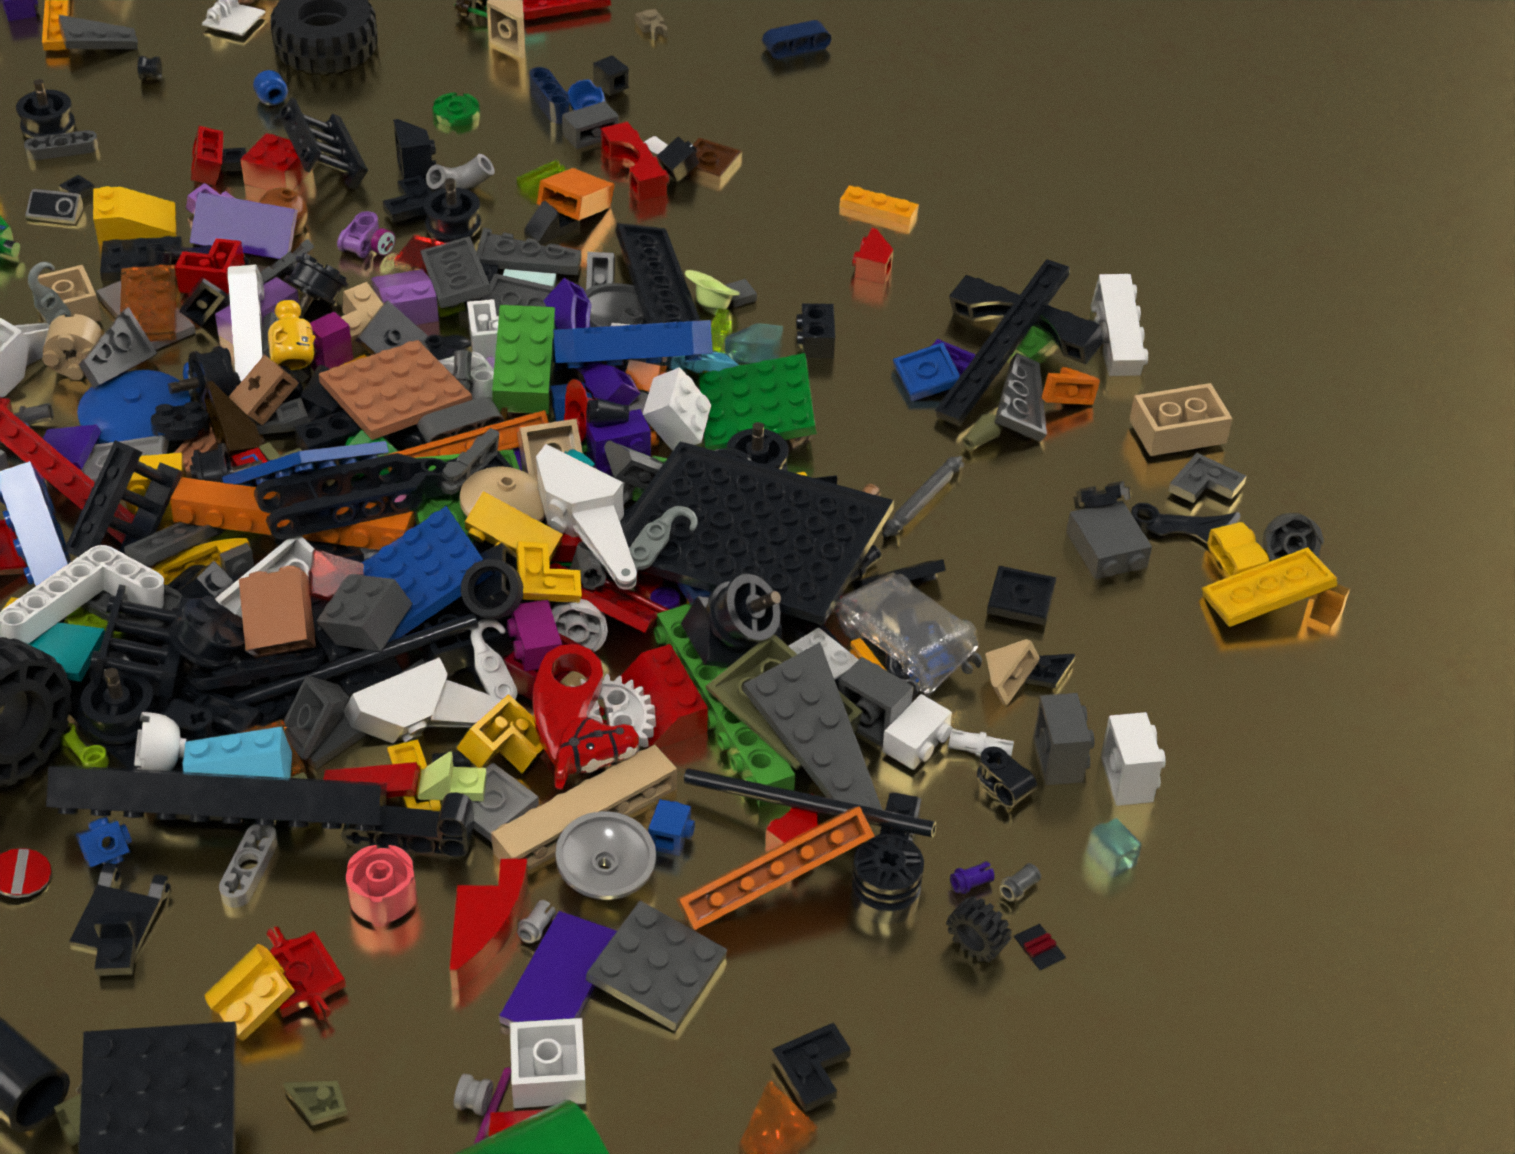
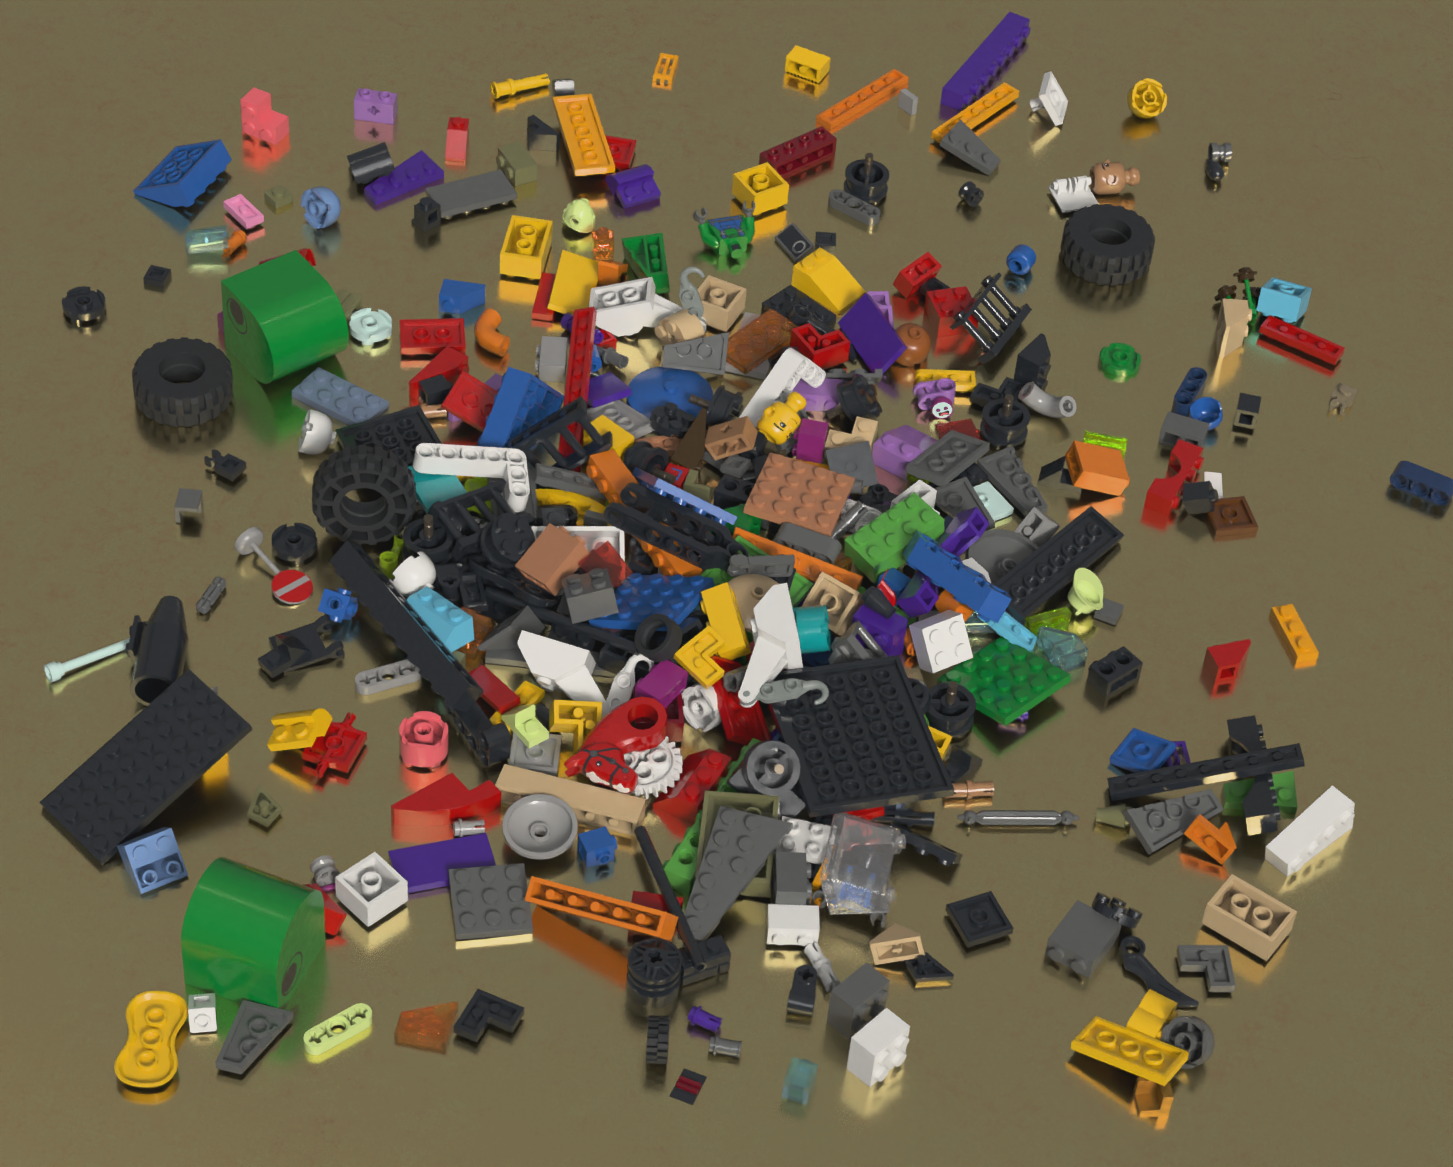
camera: 50 degrees right, 0 degrees up
(334, 226) = (964, 380): none -> yellow plate

